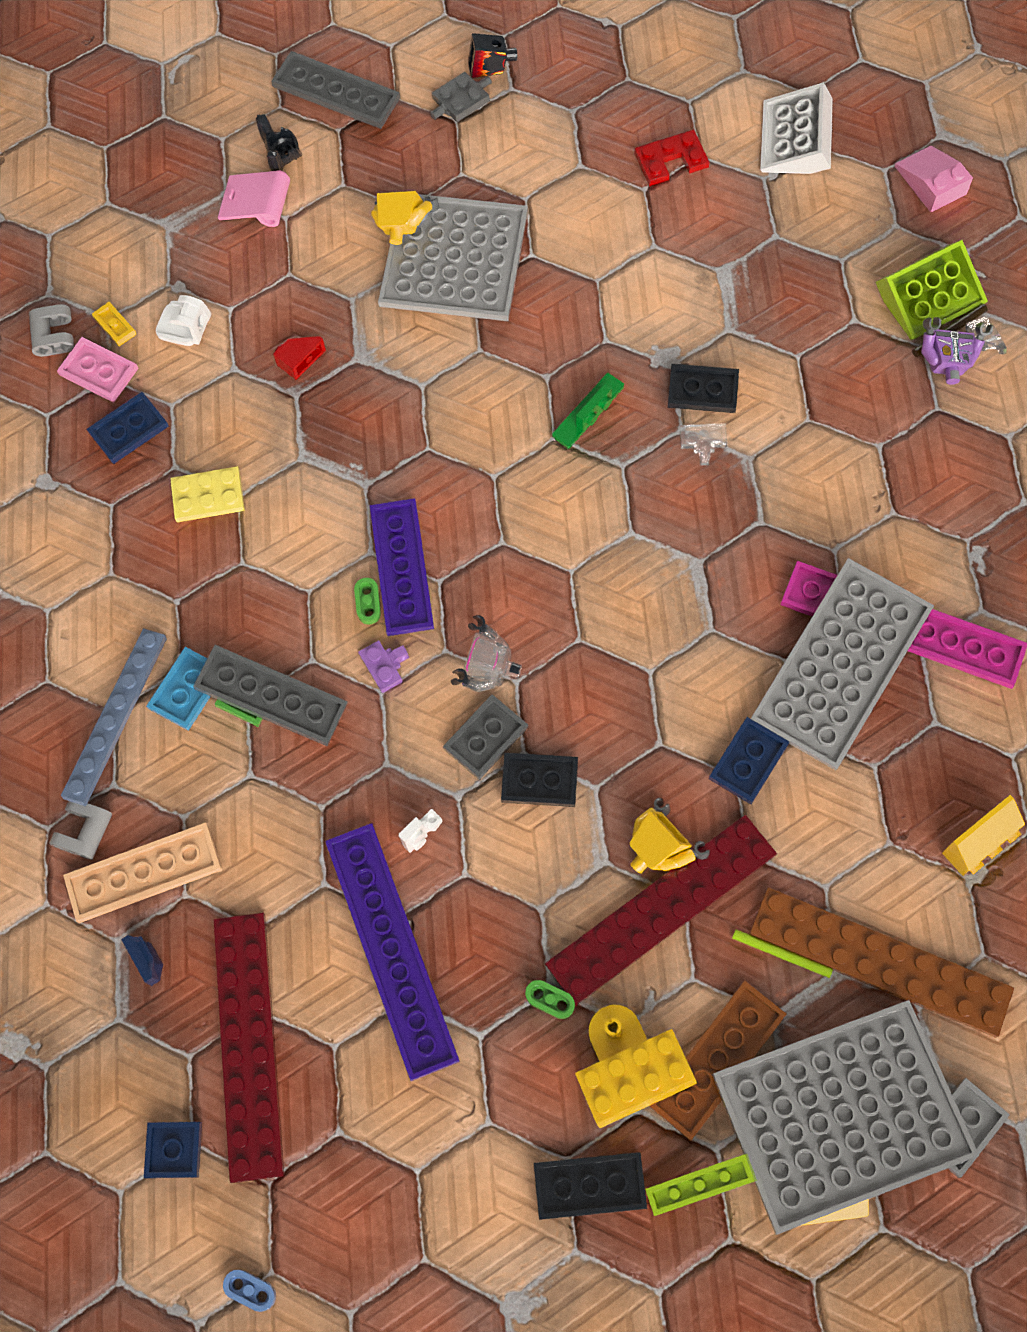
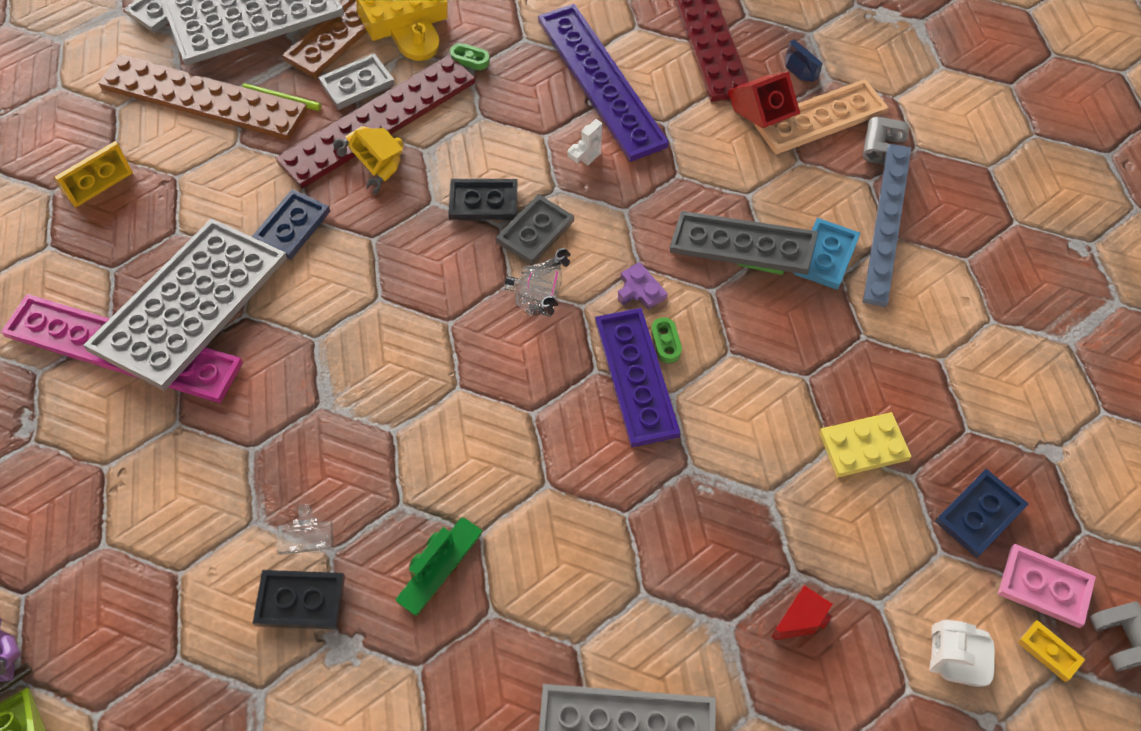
camera: 170 degrees right, 10 degrees down
(204, 885) = (766, 99): none -> red slope
(690, 967) = (356, 81): none -> light grey plate

